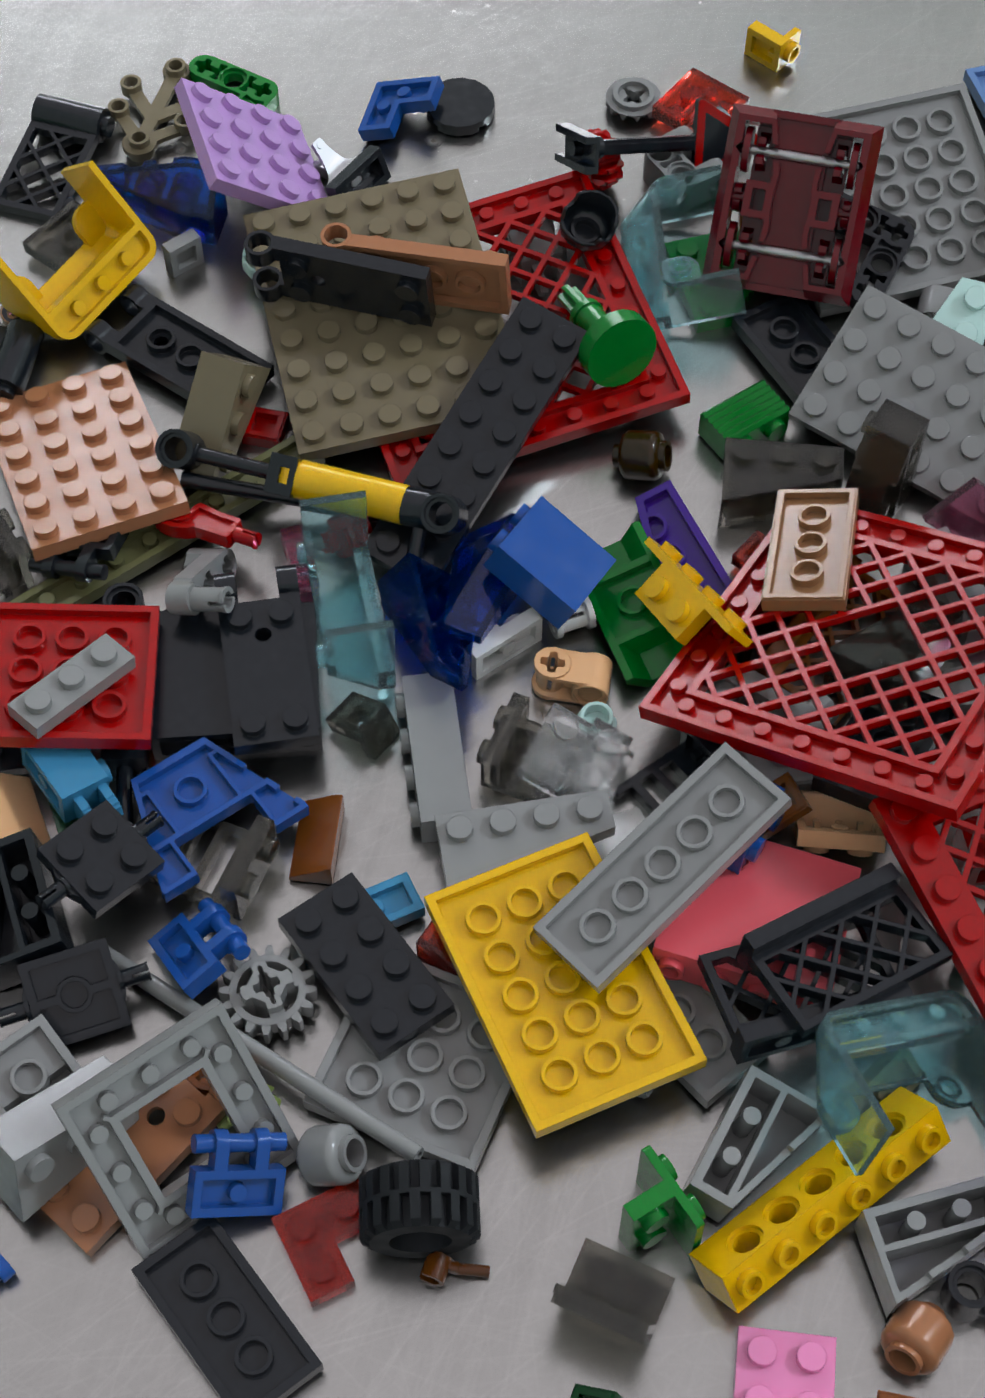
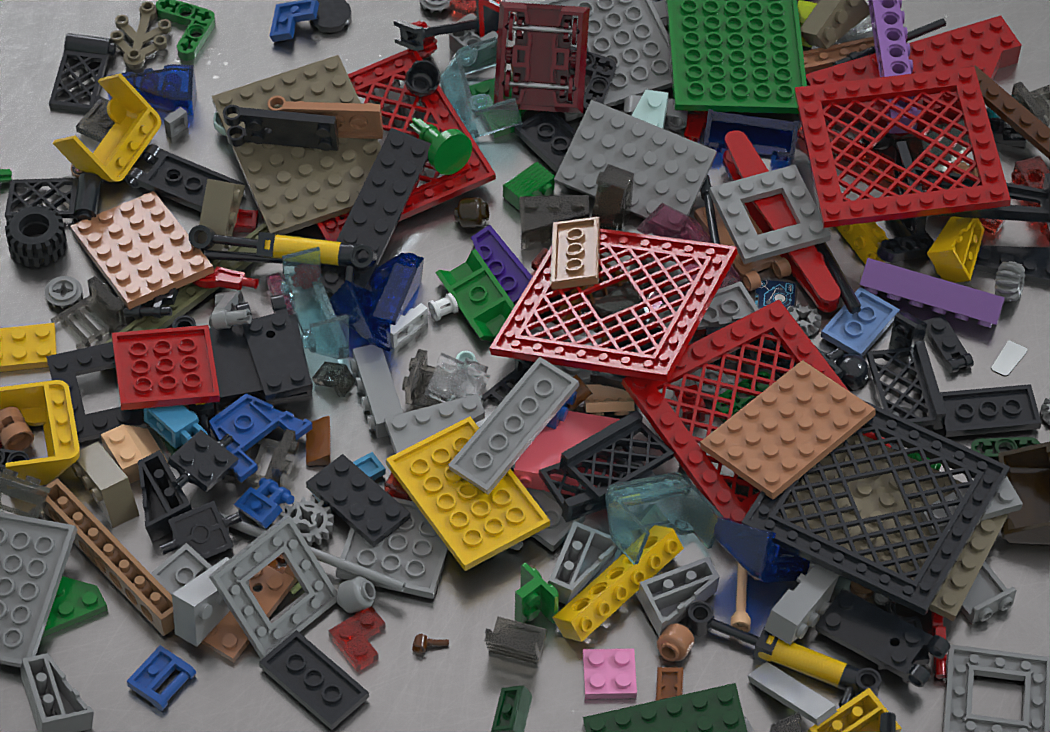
camera: 10 degrees left, 5 degrees down
(71, 686) = (170, 371): light grey plate -> none
(236, 1188) = (307, 615): blue plate -> none
(248, 148) = (208, 55): lavender plate -> none
(350, 174) = (269, 64): black piece -> none
(419, 1208) = (408, 610): black tyre -> none
(548, 561) = (427, 275): blue brick -> none
(575, 676) = (450, 339): light nougat piece -> none
(681, 602) = (504, 288): yellow bracket -> none

